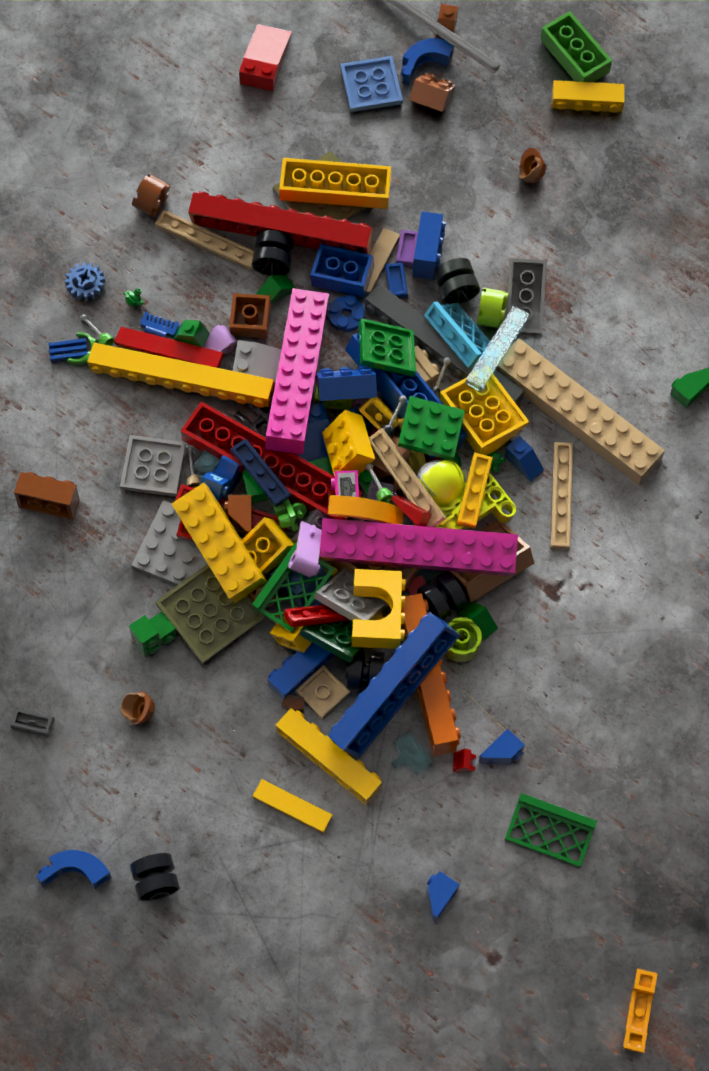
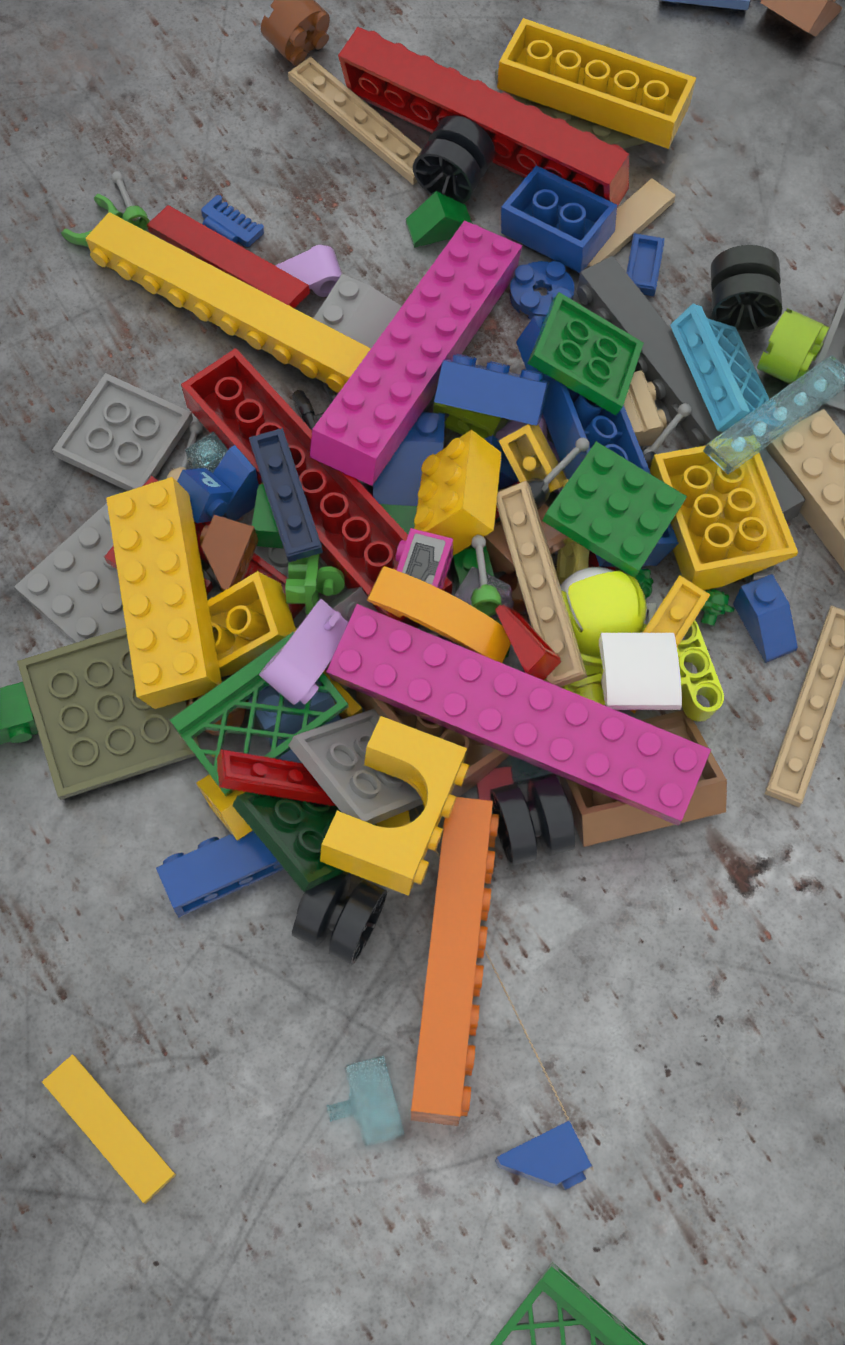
camera: 20 degrees right, 0 degrees up
(67, 347) = (70, 211): blue tile -> none
(80, 275) = (141, 122): medium blue gear -> none
(133, 297) = (207, 168): green plant -> none
(192, 332) = (273, 242): green slope -> none
(250, 315) = (380, 245): dark orange brick -> none
(294, 703) = (189, 930): reddish brown piece -> none
(322, 692) = (251, 924): tan tile -> none
(329, 756) = (212, 1056): yellow brick -> none
(393, 685) = (372, 962): blue brick -> none
(407, 247) = (681, 219): medium lavender tile -> none
(428, 245) = (716, 218): blue brick -> none
(462, 761) = (461, 1153): red tile -> none
(468, 648) = (562, 914): lime brick -> none
(471, 507) = (640, 671): none -> white slope
(481, 618) = (587, 883): green slope -> none

